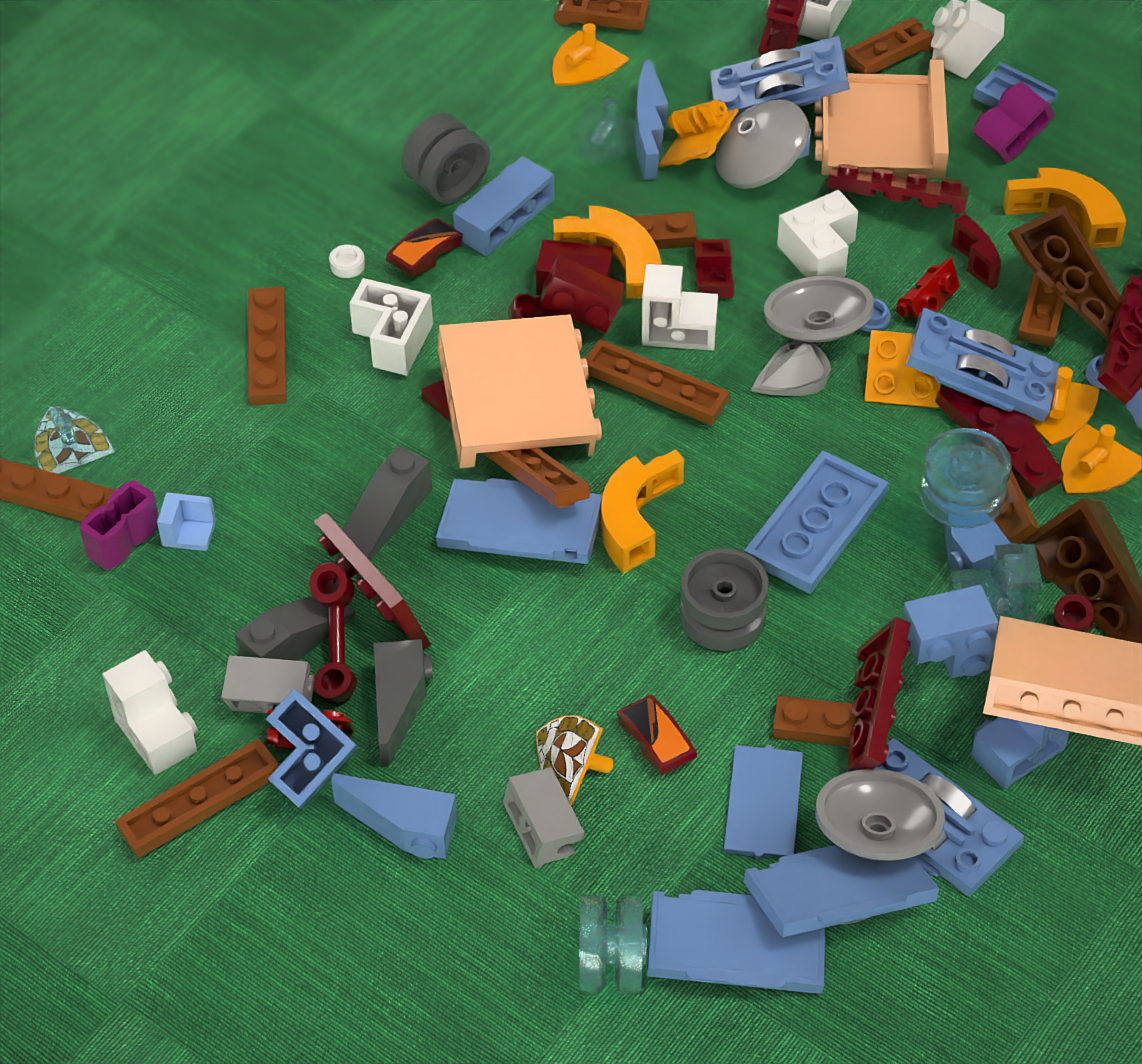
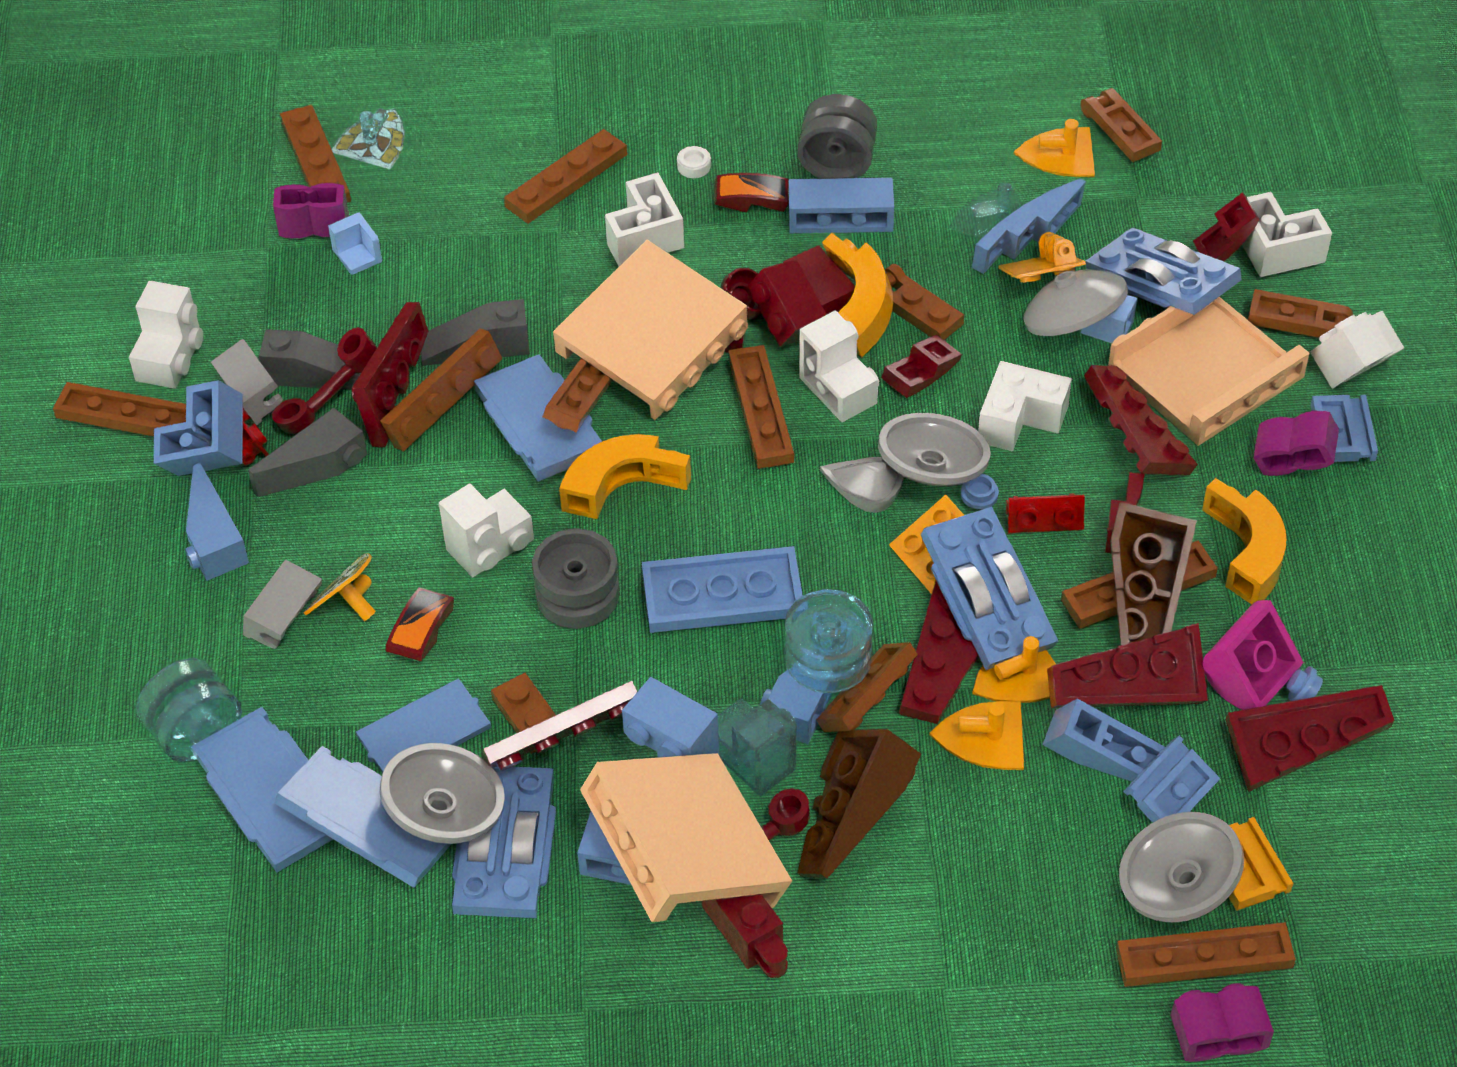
camera: 50 degrees right, 0 degrees up
(428, 573) = (441, 389): none -> dark orange plate
(611, 629) = (483, 530): none -> white brick

